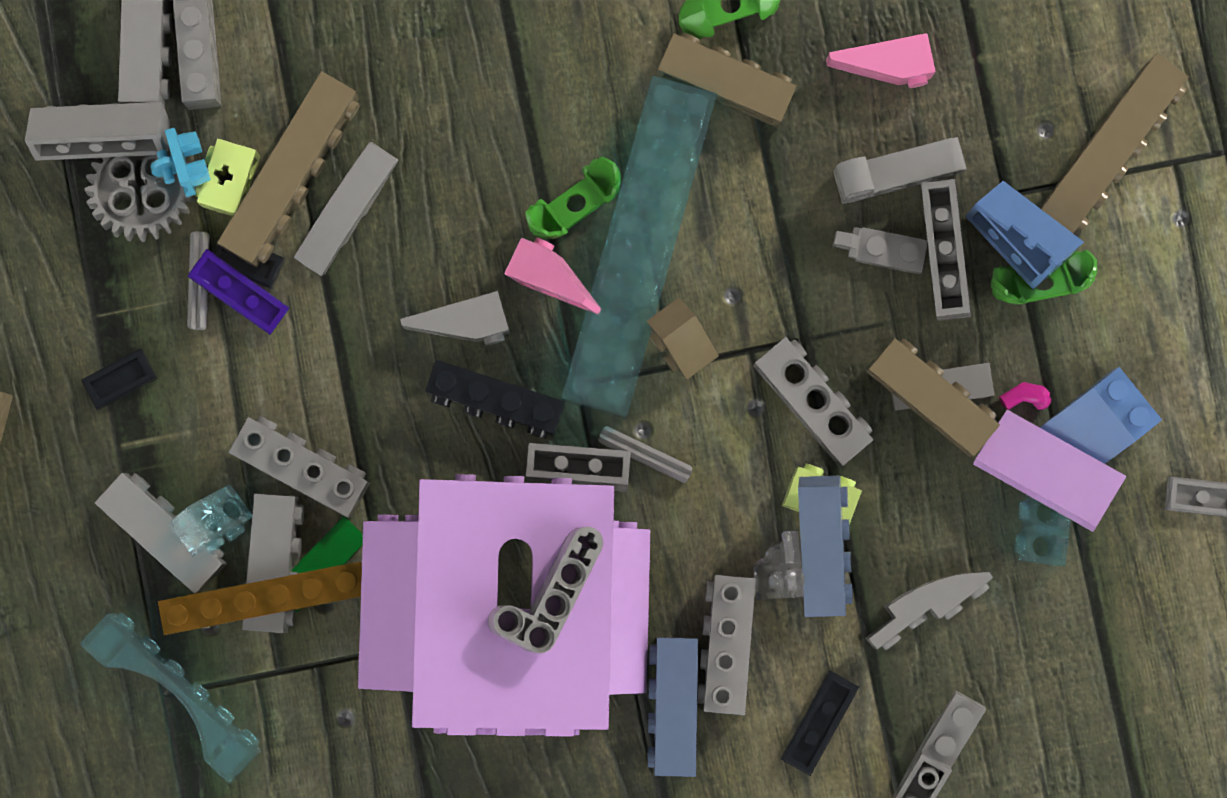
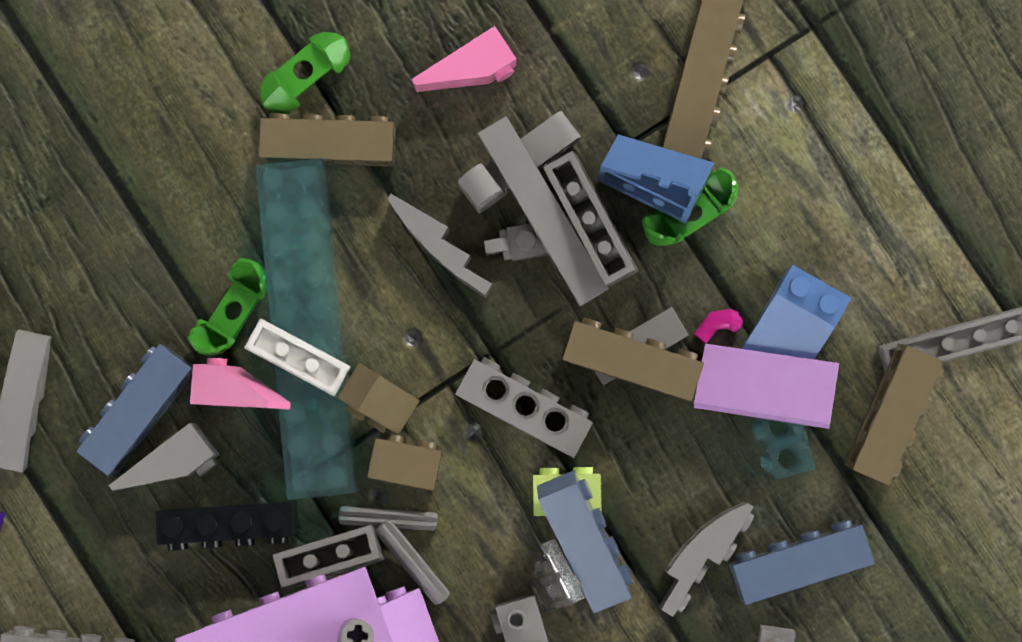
camera: 15 degrees left, 0 degrees up
(451, 259) = (136, 410): none -> sand blue brick
(624, 269) = (297, 357): none -> white tile
(653, 503) = (412, 562): none -> light grey axle
(682, 408) = (404, 462): none -> dark tan brick
(788, 206) = (432, 236): none -> light grey slope
(904, 224) = (542, 211): none -> light grey tile
(1016, 648) = (801, 562): none -> sand blue brick
(1160, 544) = (894, 414): none -> dark tan brick

